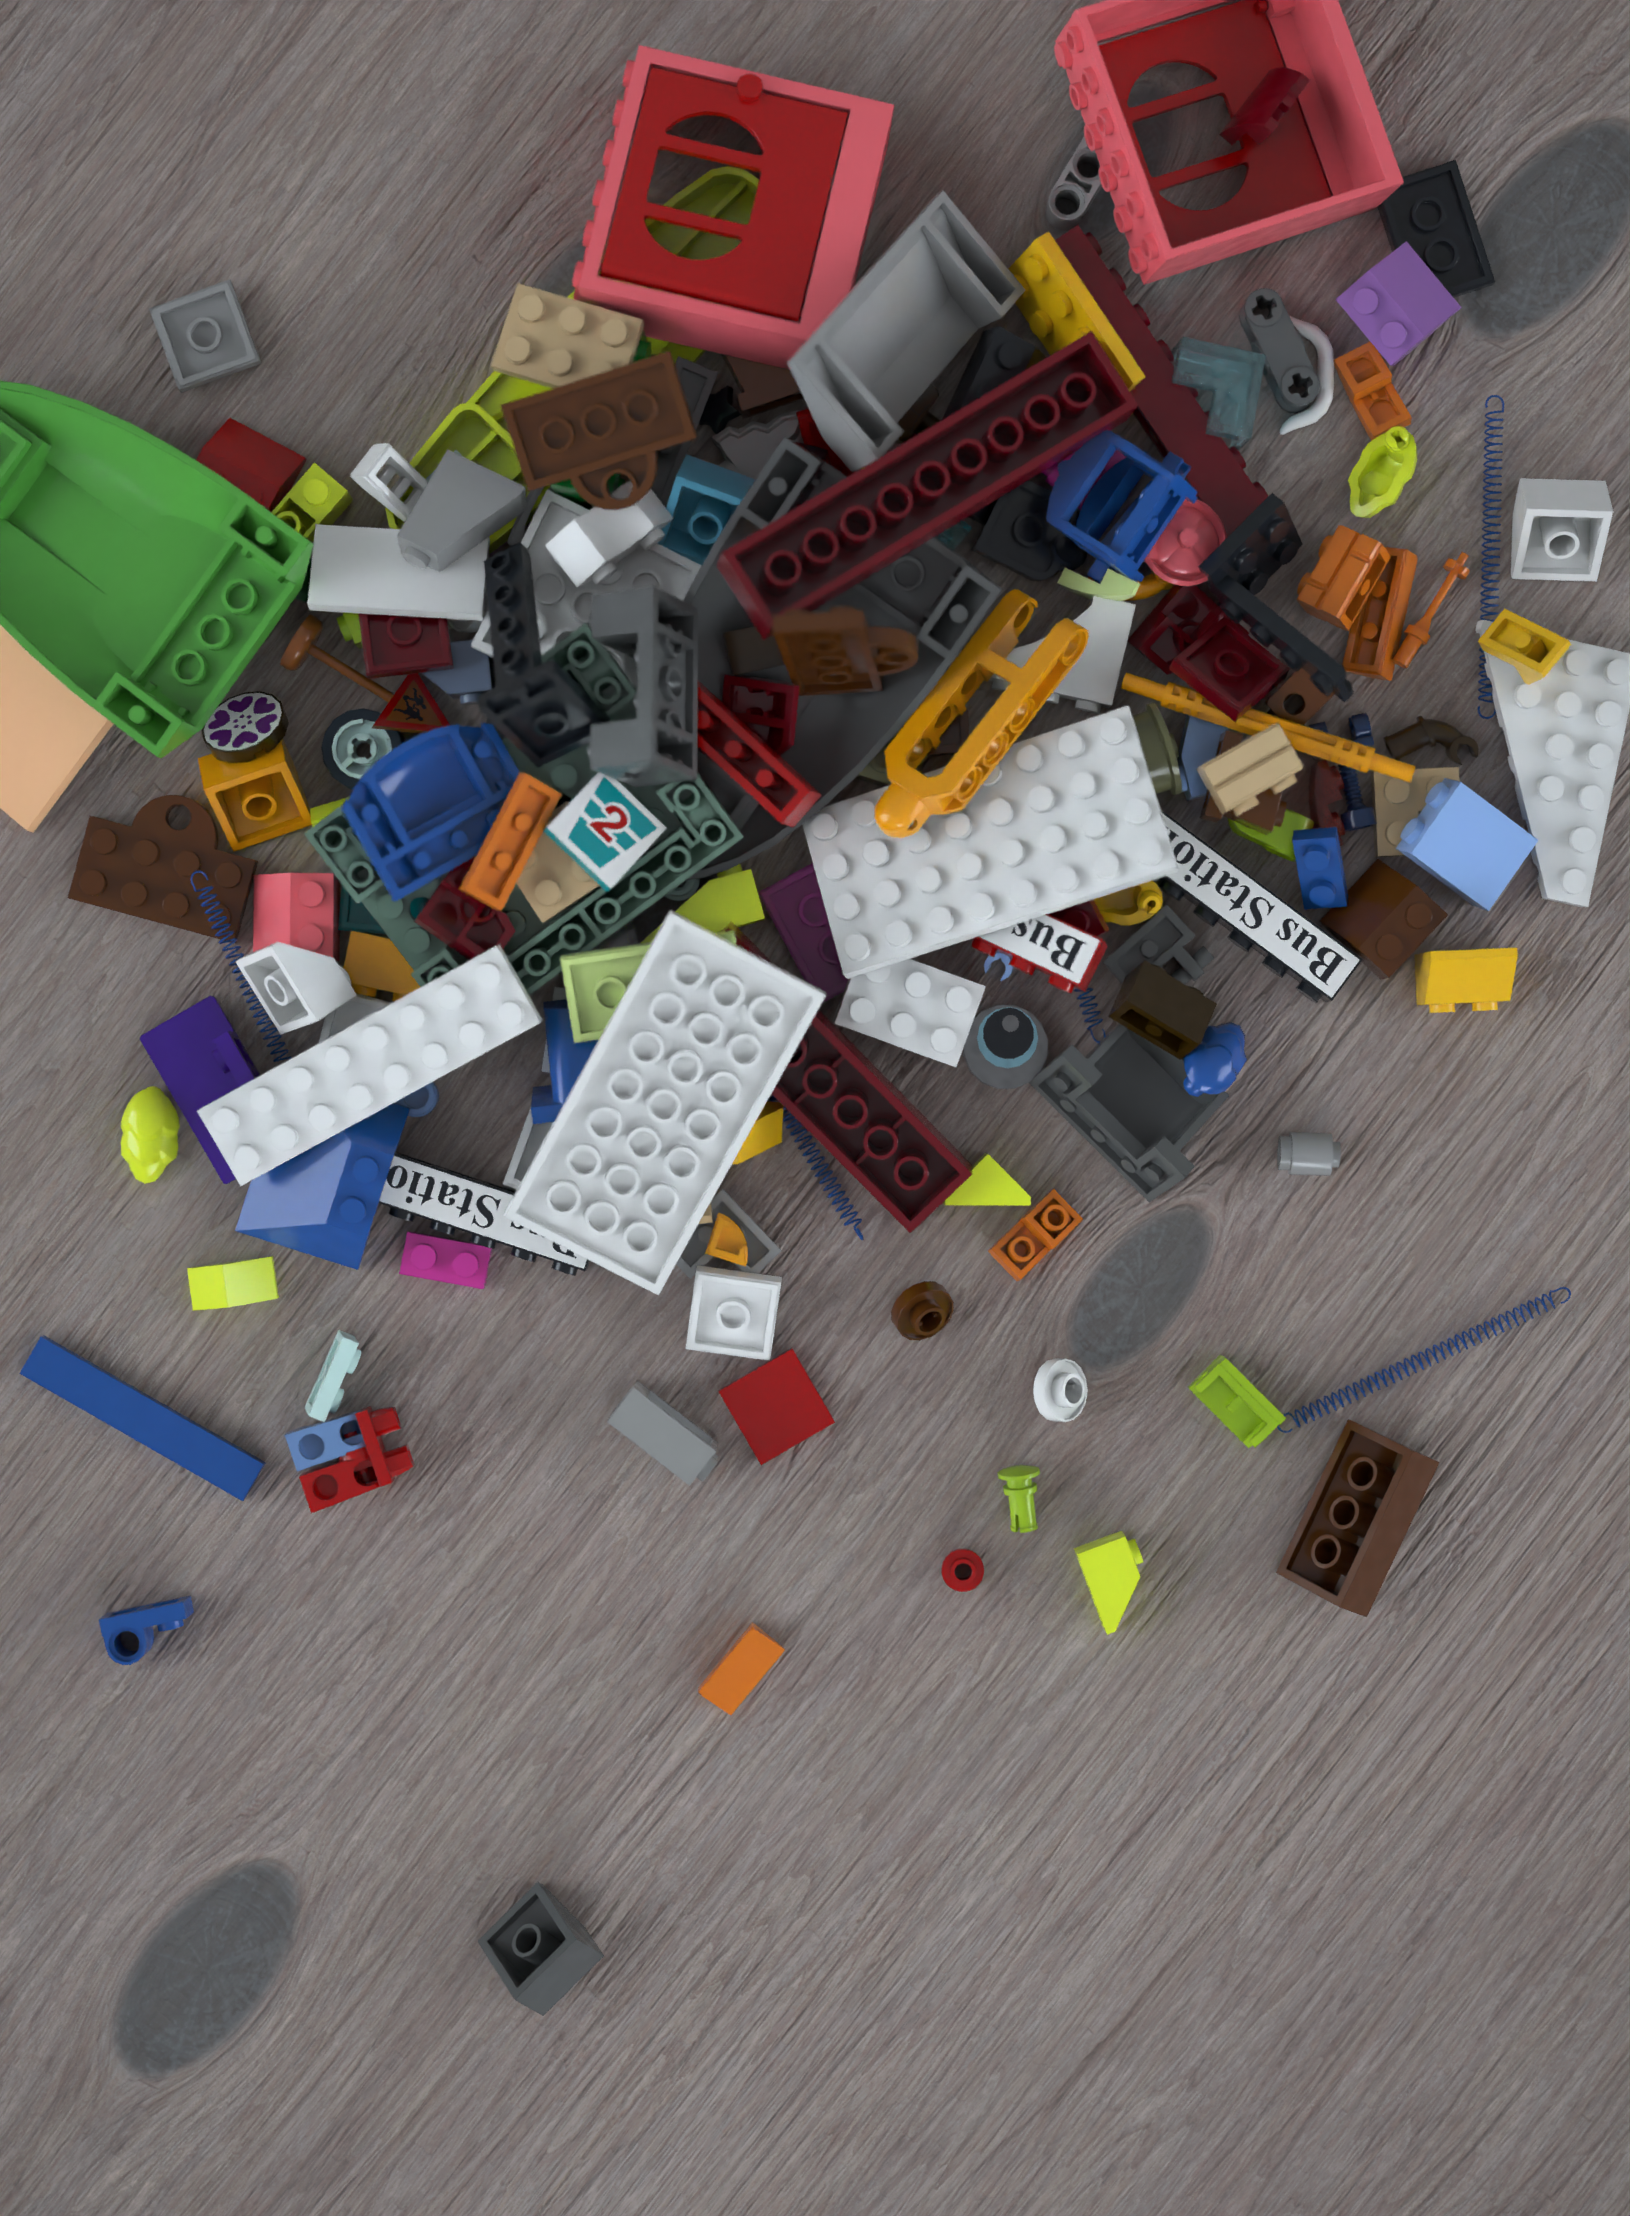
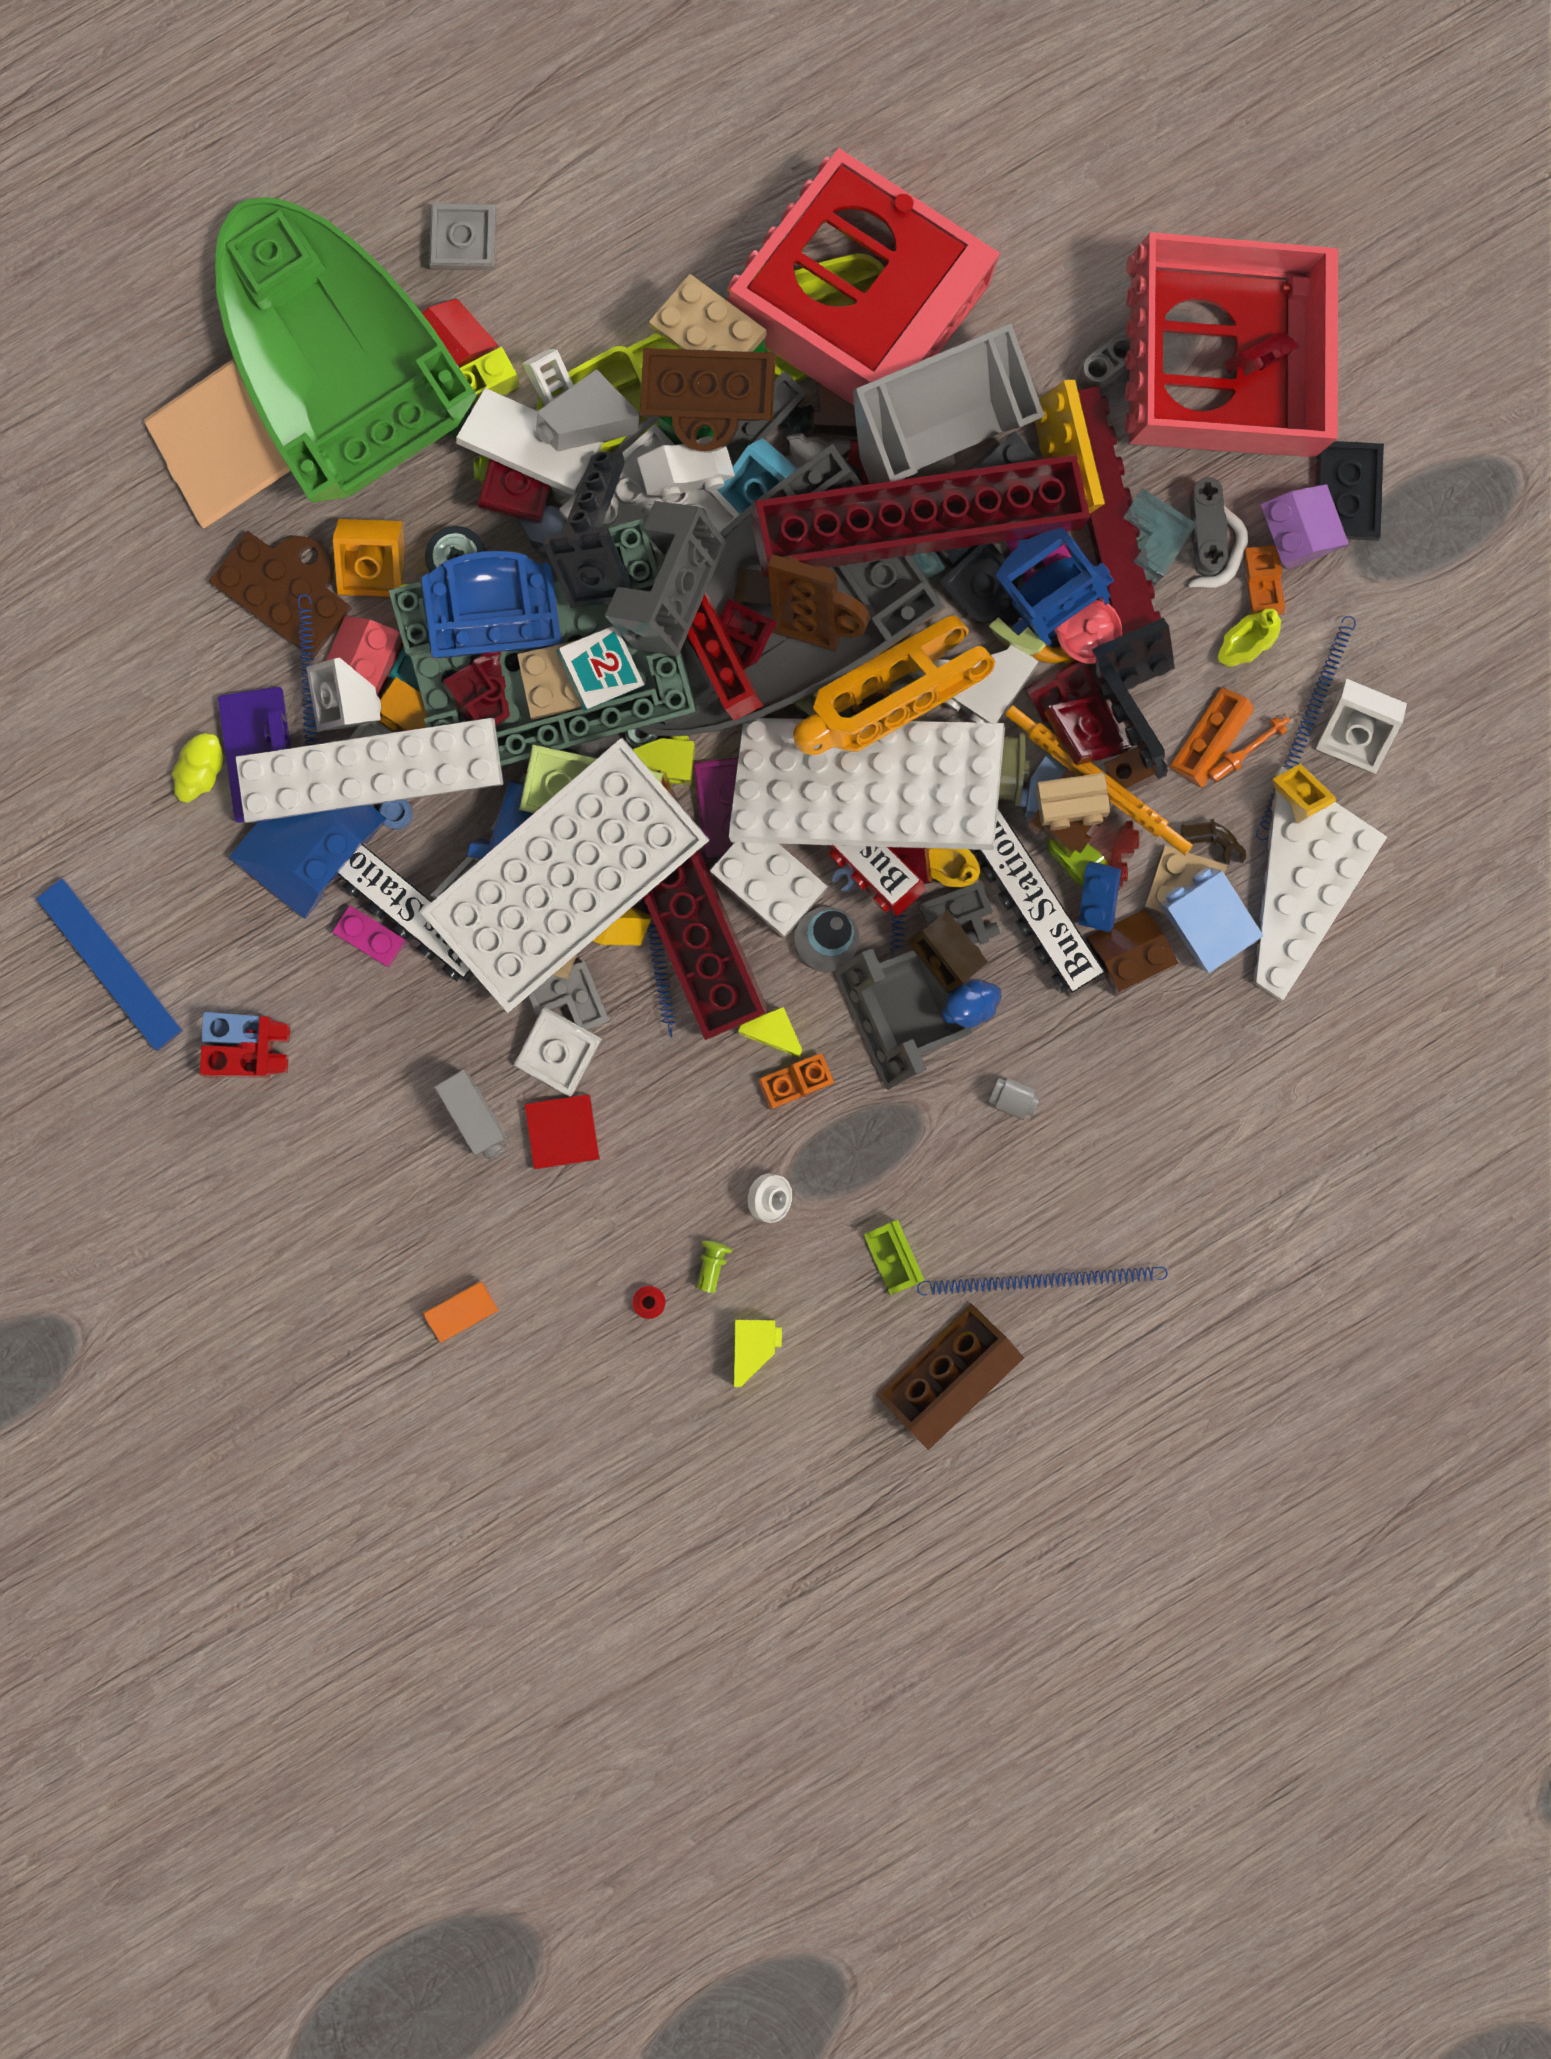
camera: 25 degrees right, 5 degrees down
(139, 1620) = (47, 1107): blue plate -> none
(233, 1283) = (212, 894): neon yellow slope -> none
(245, 727) = (380, 509): tile -> none
(327, 1392) = (246, 996): light aqua plate -> none
(407, 710) = (498, 538): dark orange piece -> none
(510, 841) = (530, 649): orange plate -> none
(540, 1949) = (234, 1458): dark grey slope -> none
(728, 1241) = (573, 998): light orange tile -> none
(922, 1310) = (693, 1102): reddish brown plate -> none
(1342, 577) = (1193, 699): orange brick -> none
(1357, 814) = (1141, 872): dark blue bar -> none
(1465, 977) = (1174, 1014): yellow slope -> none

